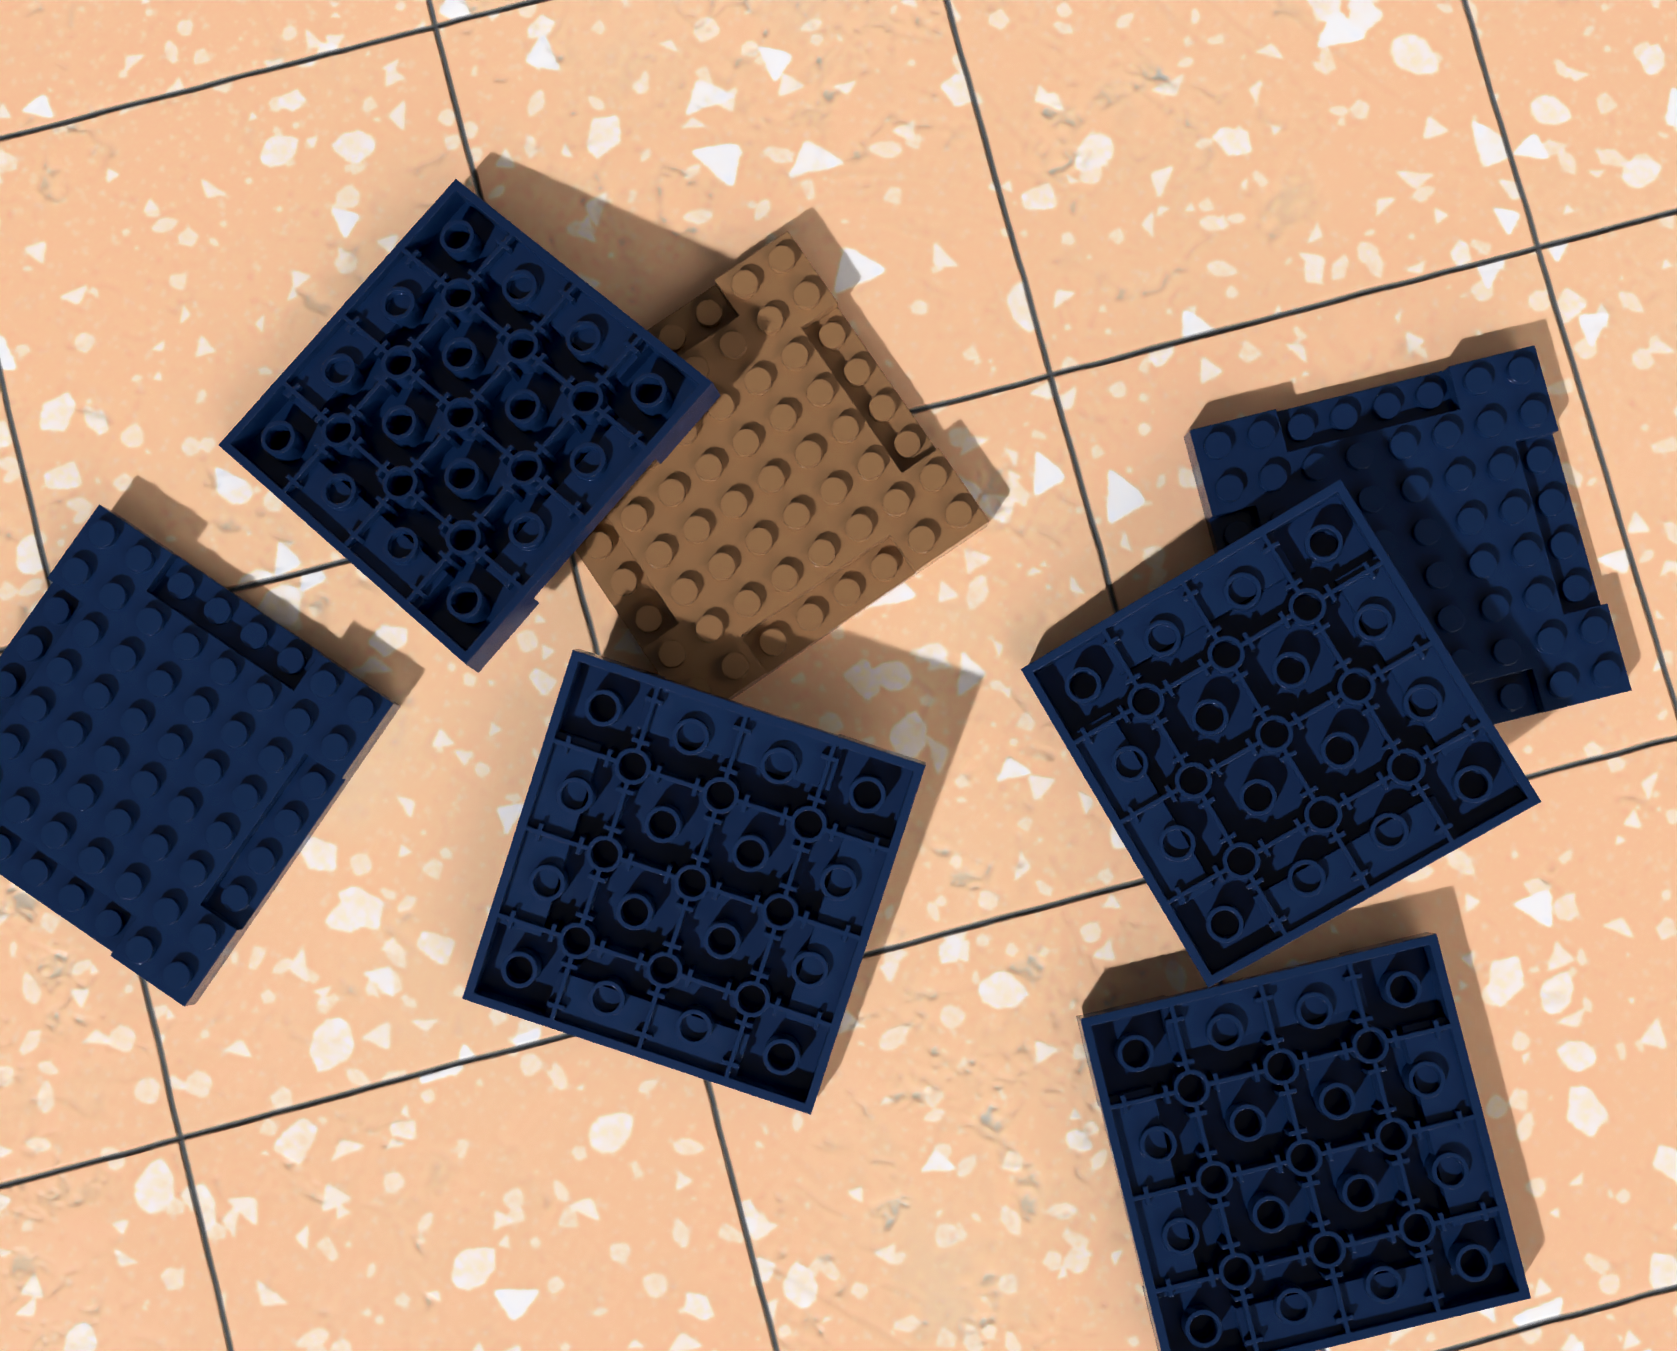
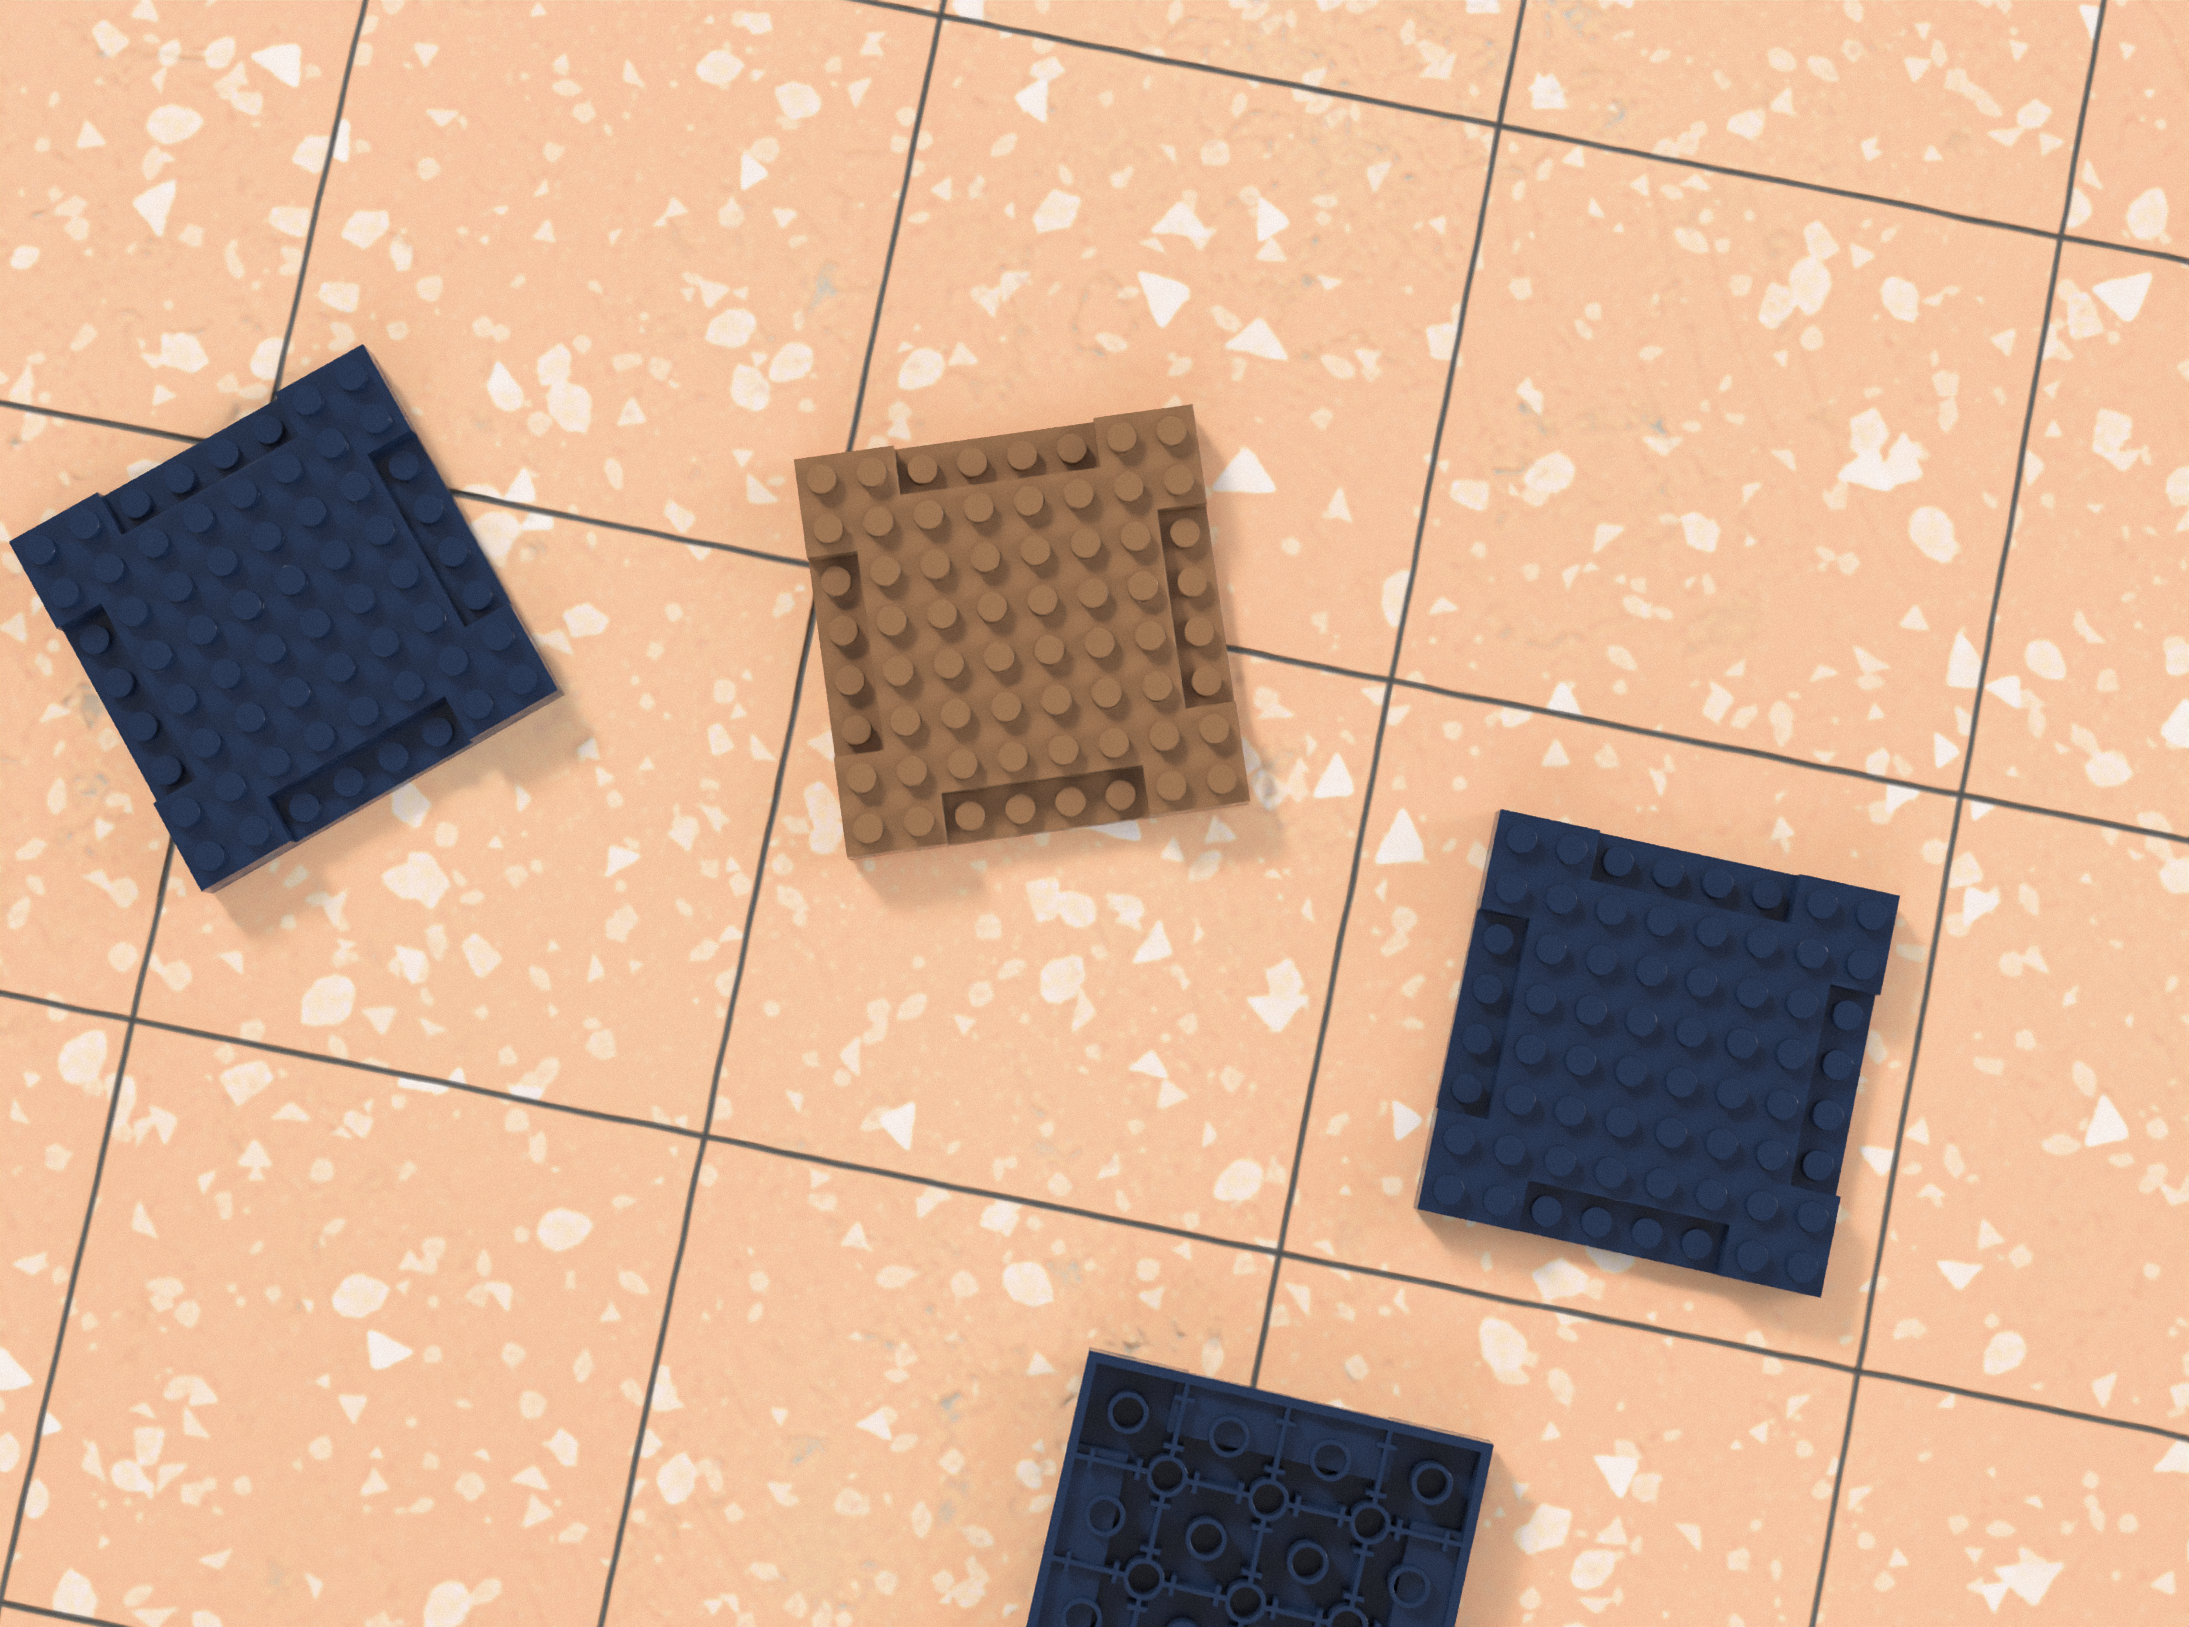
camera: 25 degrees right, 0 degrees up
(468, 422) = (770, 443): dark blue plate -> none
(693, 880) = (769, 1017): dark blue plate -> none
(1278, 734) = (1429, 1162): dark blue plate -> none

